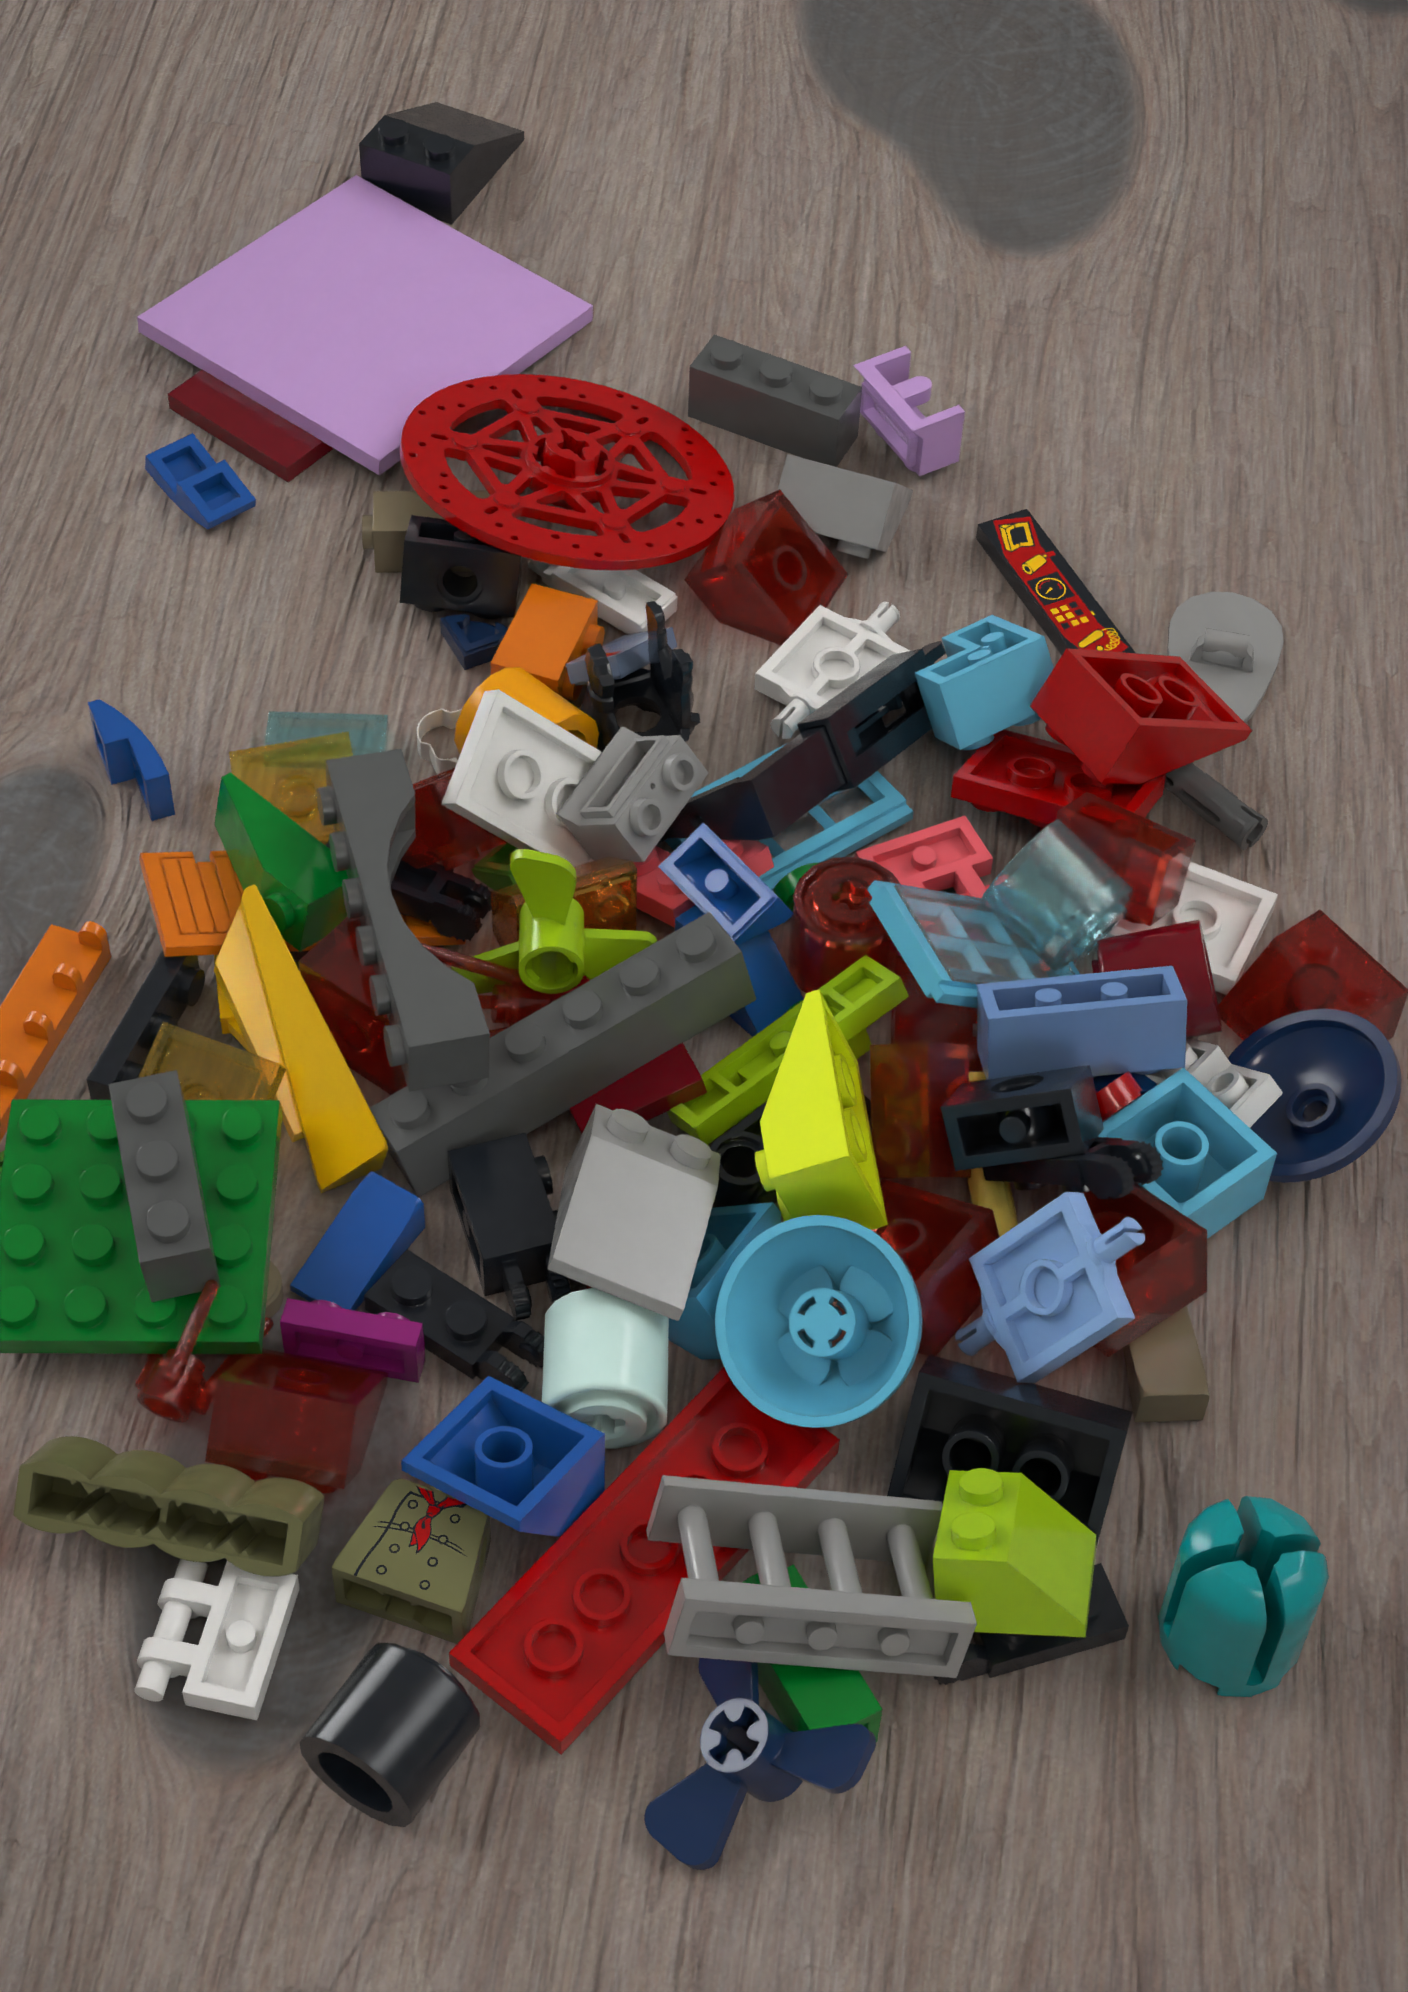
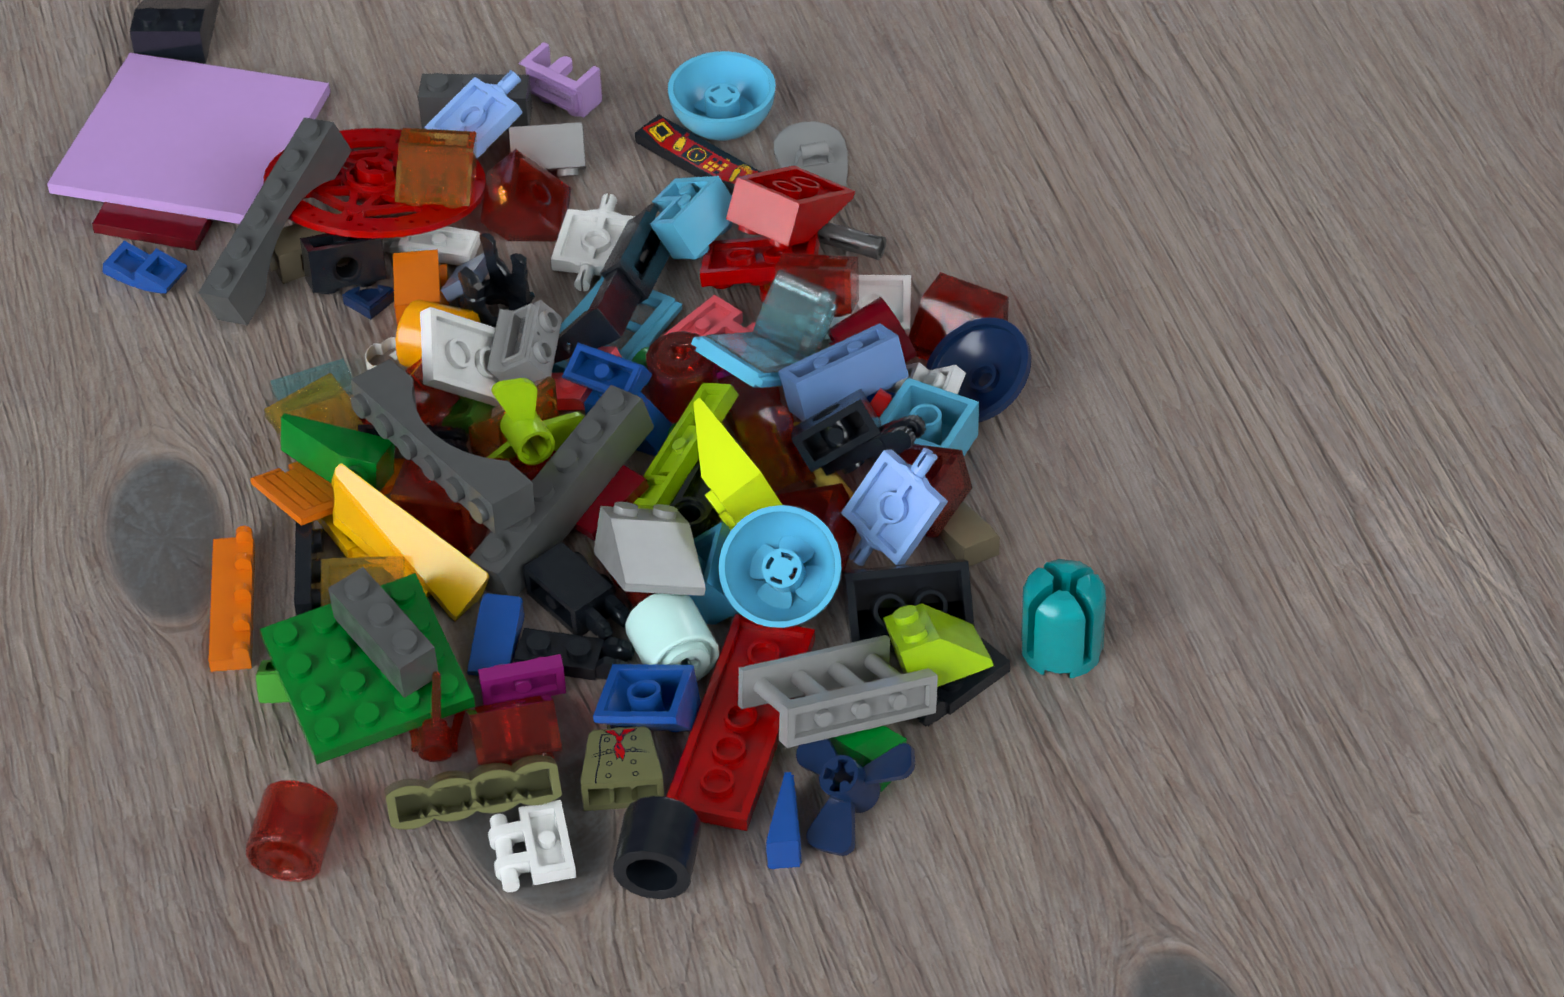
camera: 20 degrees left, 5 degrees down
(130, 756) = (202, 431): blue slope -> none
(304, 540) = (241, 272): none -> dark grey arch
(610, 1792) = (783, 838): none -> blue slope
(649, 477) = (436, 167): none -> clear orange slope
(746, 425) = (480, 109): none -> light blue plate
(1125, 510) = (722, 94): none -> medium azure piece

